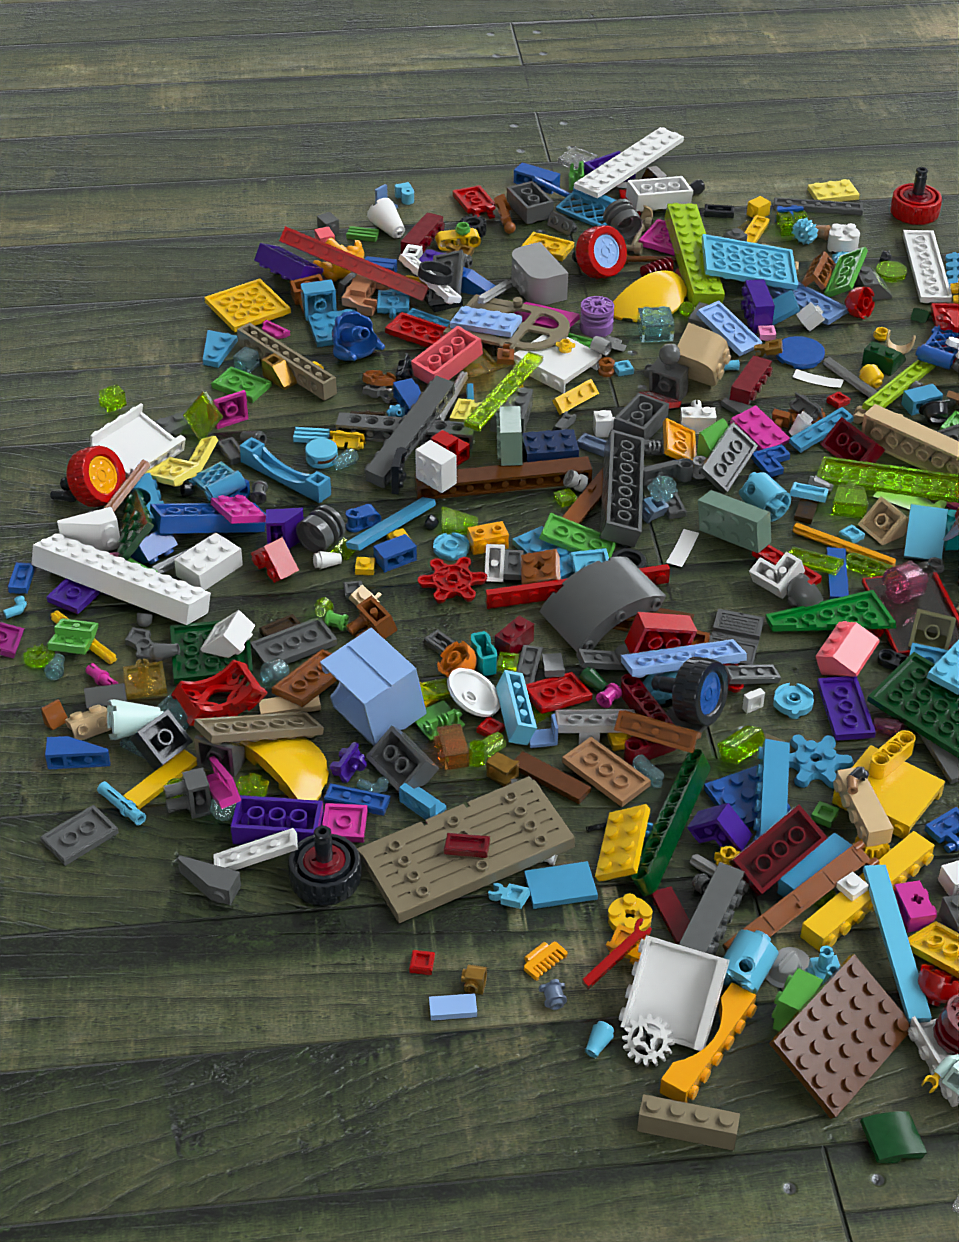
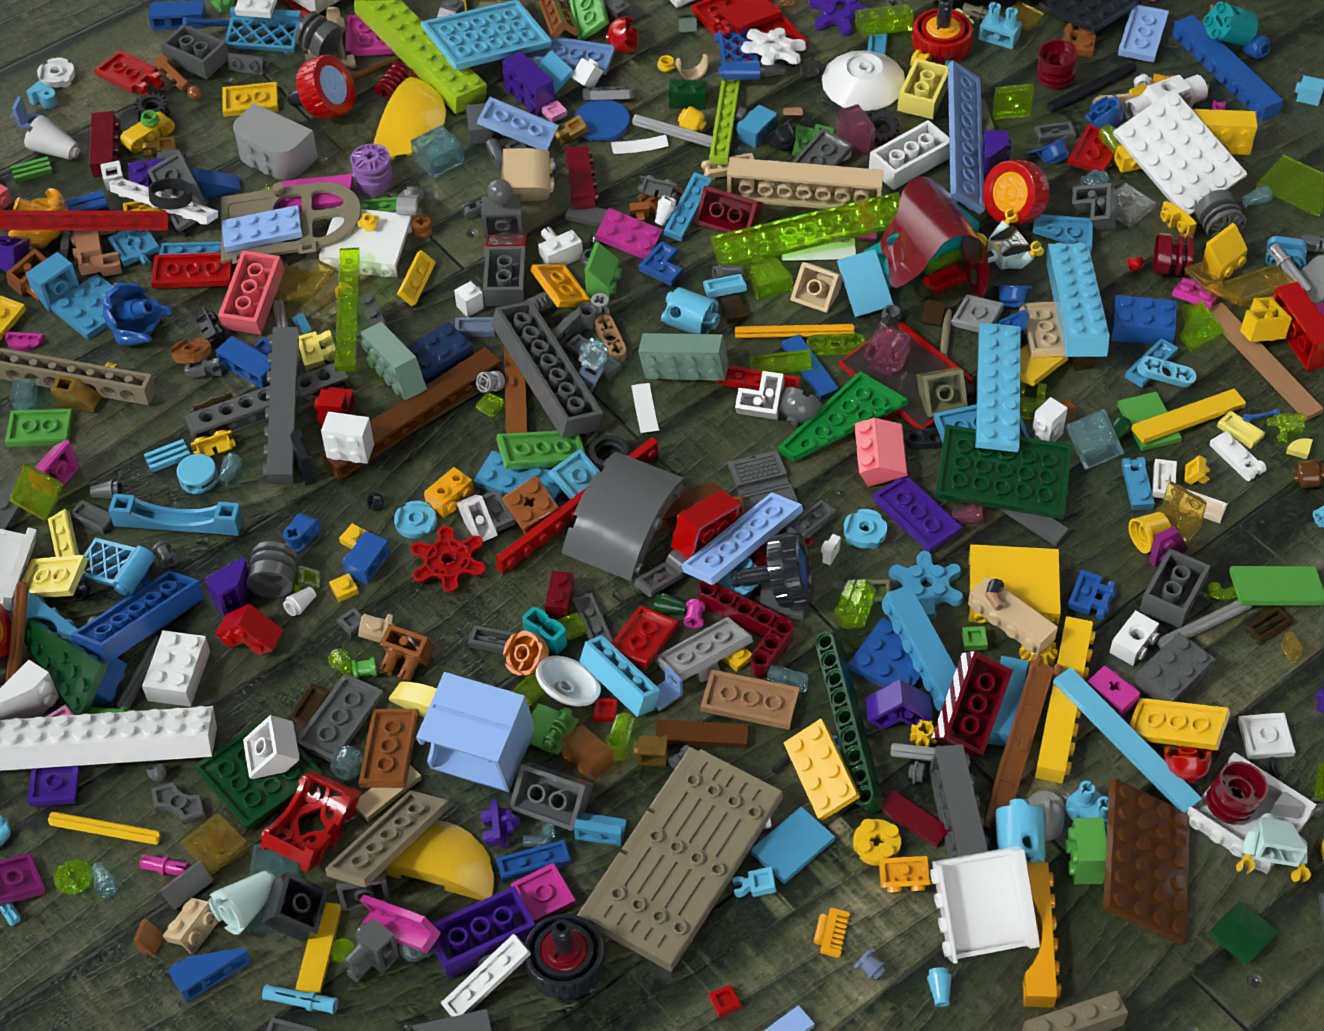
camera: 30 degrees left, 10 degrees up
(73, 636) = (97, 834): bright green slope -> none
(163, 651) = (213, 801): dark grey cone -> none
(238, 509) = (169, 591): dark pink plate -> none
(252, 785) = (427, 901): clear neon green brick -> none
(390, 523) = (336, 525): dark azure tile -> none
(395, 411) = (242, 385): dark azure plant -> none
(425, 184) = (48, 75): none -> white plate
(457, 521) = (401, 487): clear neon green wing -> none
(467, 845) = (690, 856): dark red tile -> none
(474, 979) = (787, 990): pearl gold plate -> none
(495, 291) = (242, 186): light grey axle -> none
(505, 355) = (322, 265): dark orange tile -> none
(553, 665) = (618, 607): dark grey tile -> none
(565, 421) = (426, 316): dark grey bar -> none
(616, 955) = (909, 895): red tile -> none
(623, 368) = (439, 219): medium azure tile -> none
(657, 731) = (776, 632): dark orange fence -> none
(657, 1038) = (993, 954): white gear -> none
(686, 309) = (454, 117): clear neon green plate -> none
(694, 497) = (610, 331): none -> medium nougat beam
(728, 458) = (625, 284): plate -> none
(819, 336) = (605, 93): none -> beam
(838, 400) = (676, 162): red tile -> none
(851, 534) = (792, 314): medium azure tile -> none
(852, 886) = (1055, 704): white plate -> none
(891, 754) = (1000, 547): yellow beam -> none

